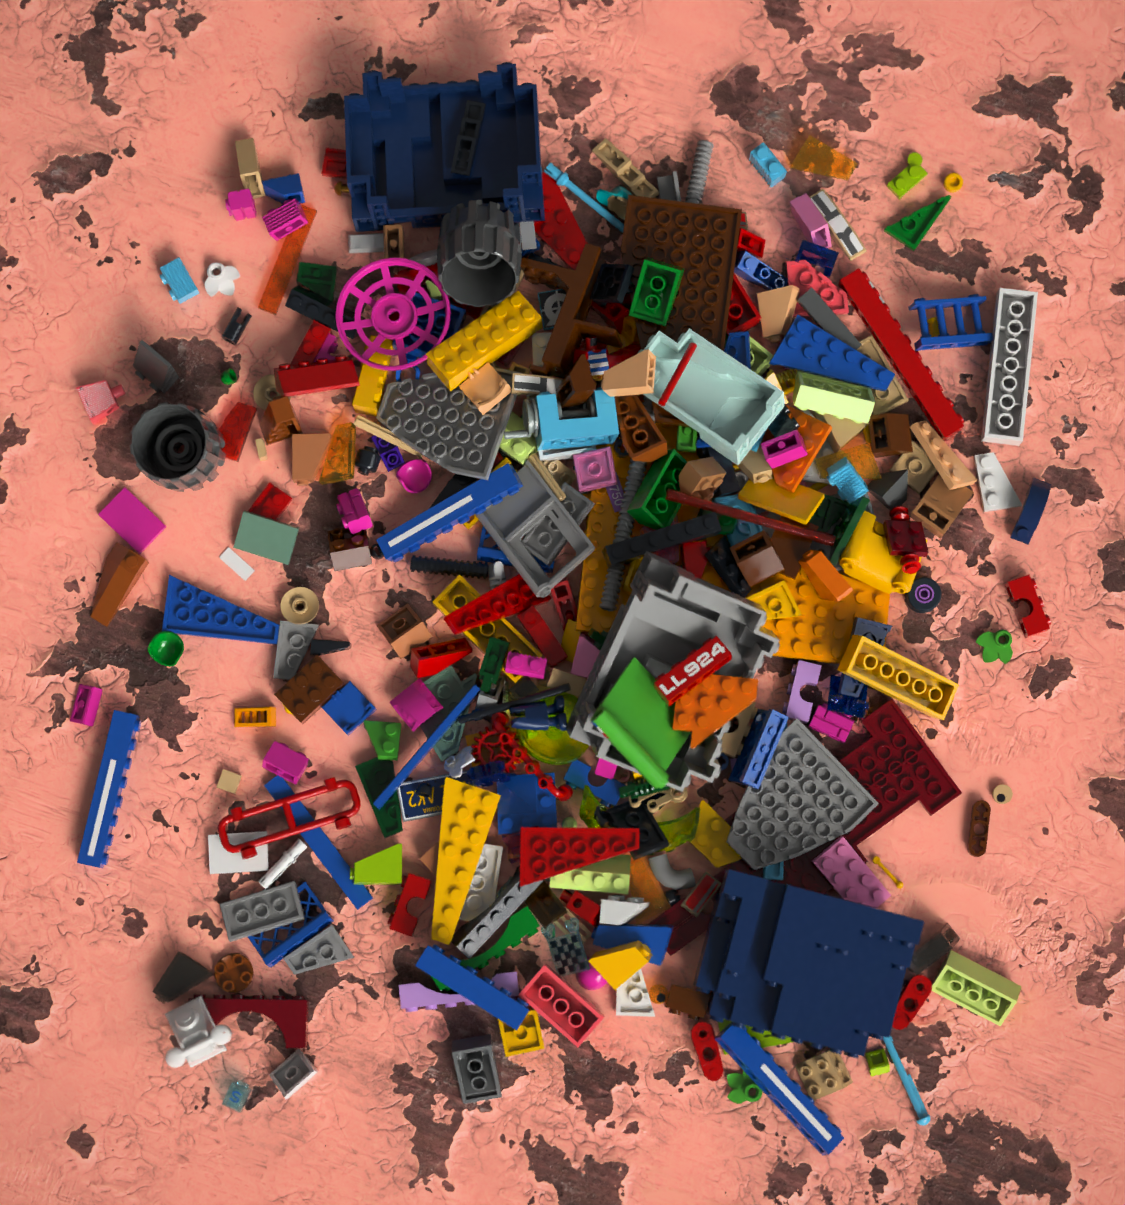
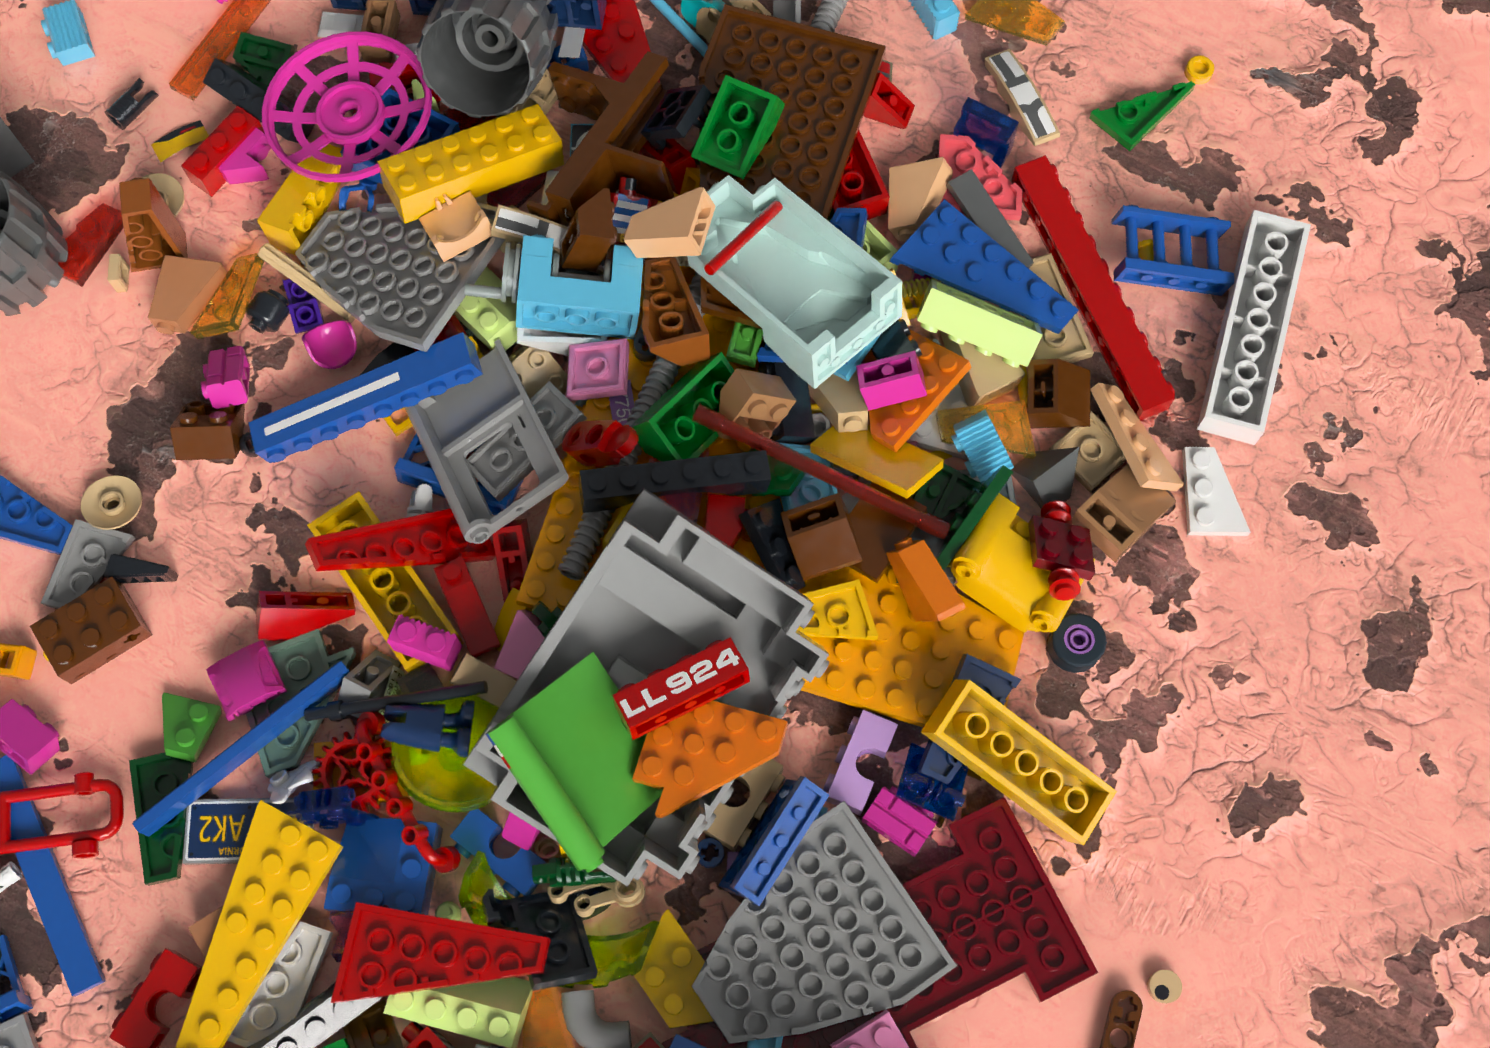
camera: 10 degrees right, 10 degrees down
(223, 281) = (130, 44): white plate -> none
(229, 377) = (101, 169): green hinge -> none
(236, 564) = (40, 430): white sticker -> none
(266, 537) = (90, 396): sand green tile -> none
(271, 502) = (110, 354): red plate -> none
(274, 346) = (179, 140): none -> yellow sticker
(315, 376) = (212, 174): red slope -> none
(348, 708) = (146, 670): blue piece -> none
(379, 868) = (122, 932): lime slope -> none
(404, 631) = (259, 566): nougat slope -> none
(424, 789) = (224, 817): black hinge -> none
(449, 567) = (351, 482): black piece -> none
(493, 662) = (373, 631): dark green hinge -> none
(546, 476) = (523, 368): tan axle -> none
(609, 521) = (599, 442): none -> red piece
(757, 272) = (890, 138): blue slope -> none
(811, 221) = (984, 80): bright pink slope -> none
(908, 177) = (1135, 53): lime hinge -> none
(993, 648) = (1179, 746): bright green plate -> none
(1024, 590) = (1241, 661): red arch -> none
(1031, 511) = (1263, 543): dark blue arch -> none

